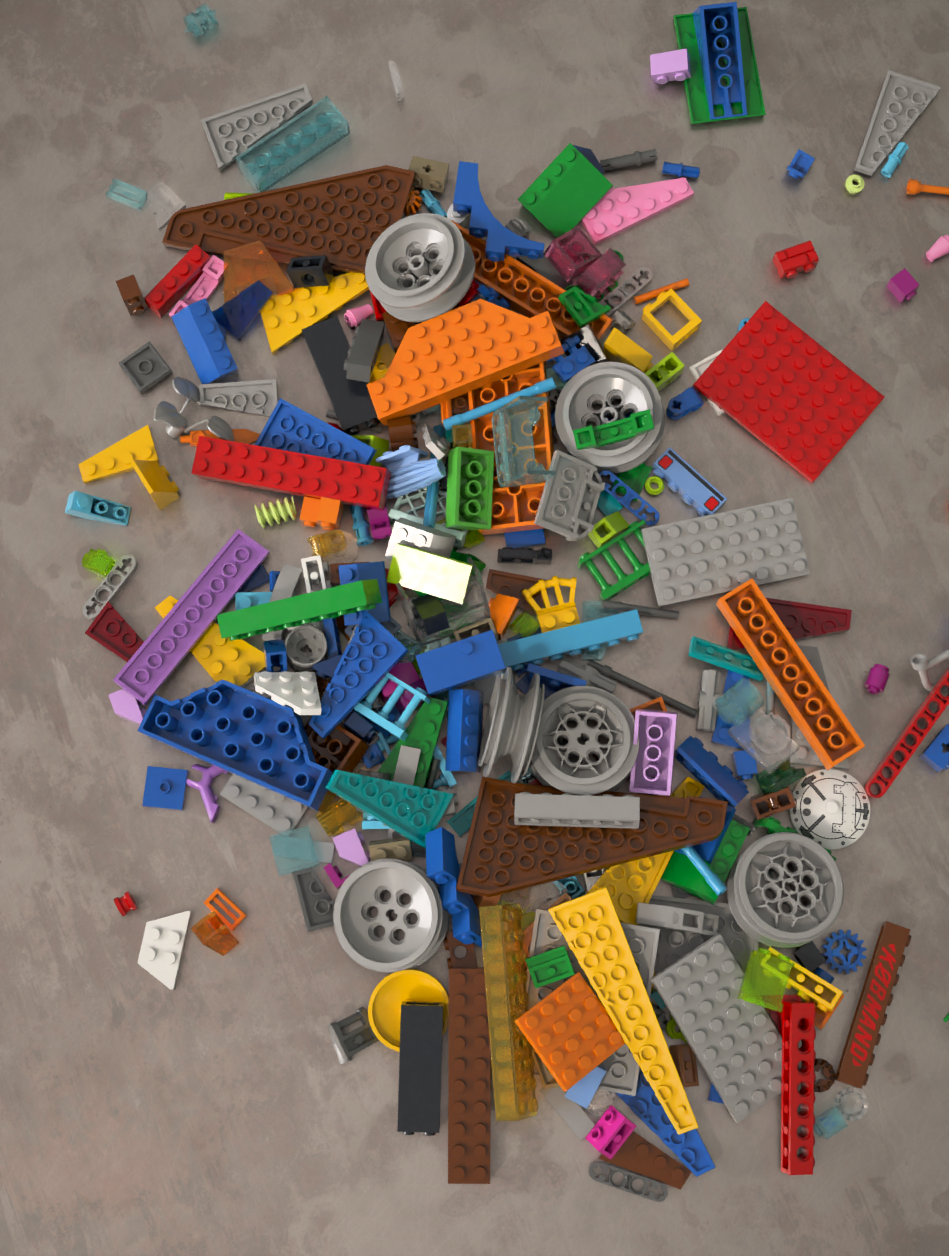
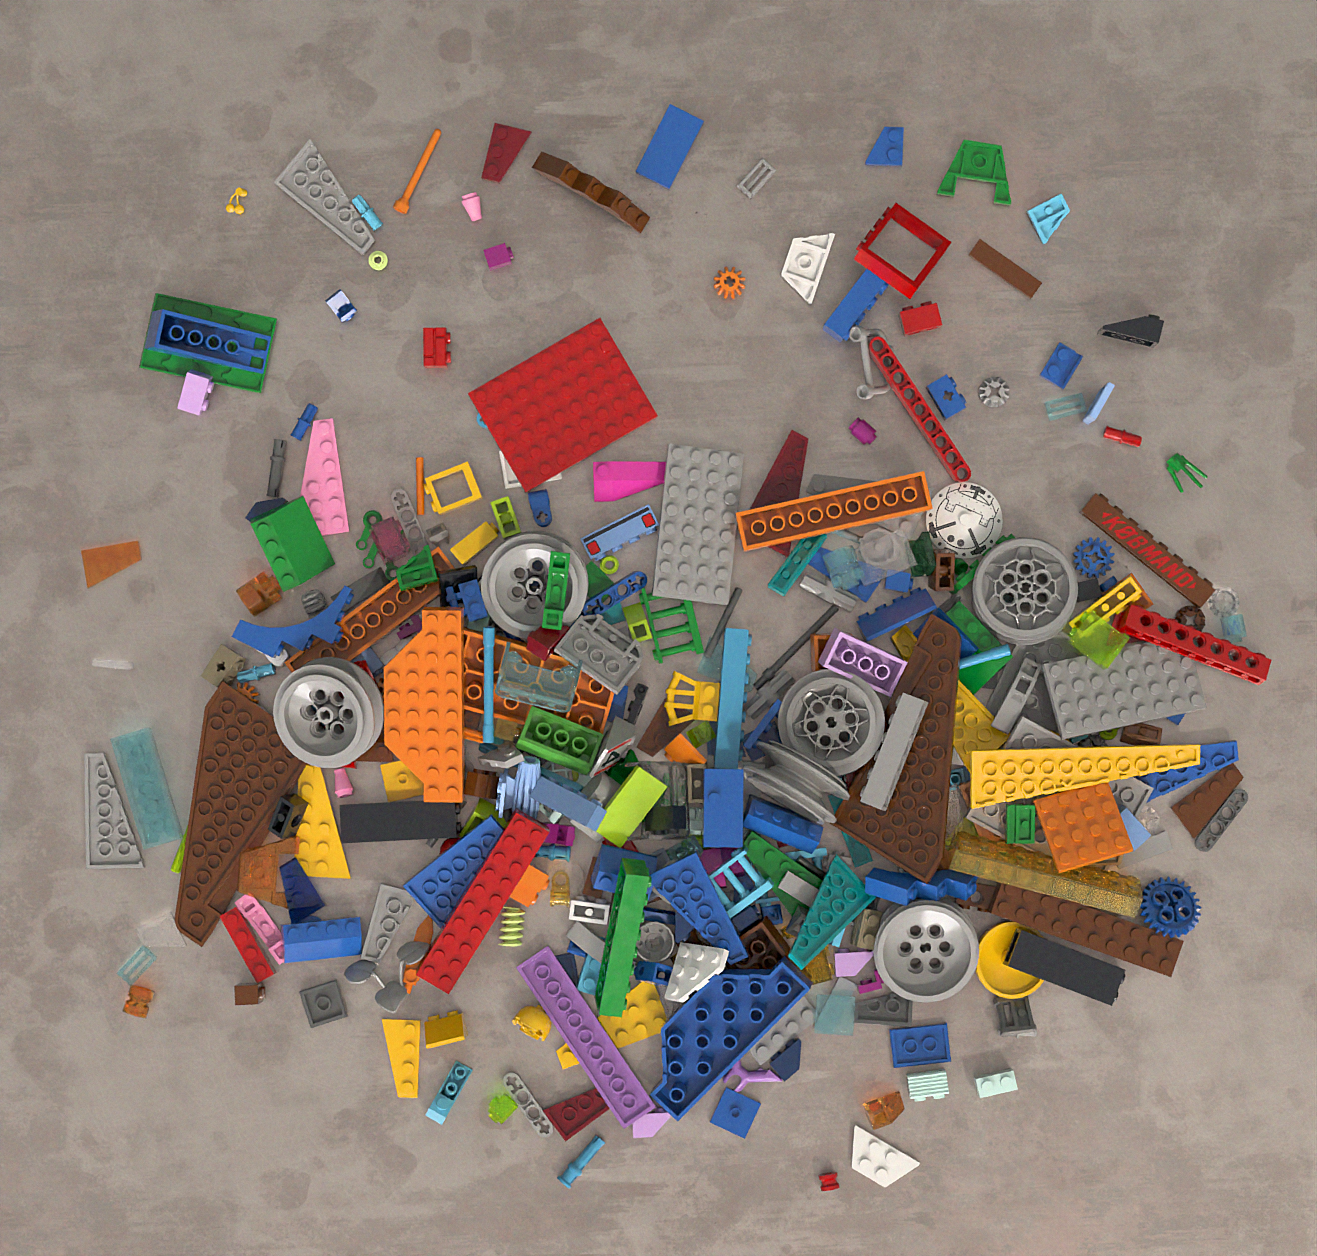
camera: 70 degrees left, 10 degrees up
(61, 652) = (575, 1169): none -> dark azure pin
(93, 204) = (138, 1001): none -> clear orange wheel
(191, 562) = (533, 1022): none -> yellow cylinder
(233, 821) = (787, 1061): none -> dark blue slope
(237, 920) = (857, 1088): orange tile -> none
(254, 969) = (927, 1084): none -> light aqua brick
(278, 1038) = (995, 1083): none -> light aqua brick
(292, 949) = (920, 1045): none -> blue tile
(364, 350) = (387, 791): dark grey brick -> none
(412, 513) = (568, 803): none -> medium blue brick
(481, 540) = (613, 745): none -> light grey slope
(489, 48) = (108, 560): none -> clear orange wing
(492, 297) = (384, 649): blue plate -> none
(507, 181) = (259, 593): none -> clear orange gear
(529, 1172) = (1170, 907): none -> blue gear
(560, 437) = (544, 640): none -> dark red slope
(572, 253) = (359, 560): clear pink brick -> none
(610, 1132) = (1176, 820): dark pink brick -> none
(741, 469) = (624, 478): none -> dark pink wedge
(784, 818) = (960, 566): none -> green hinge
(851, 51) = (239, 209): none -> yellow piece

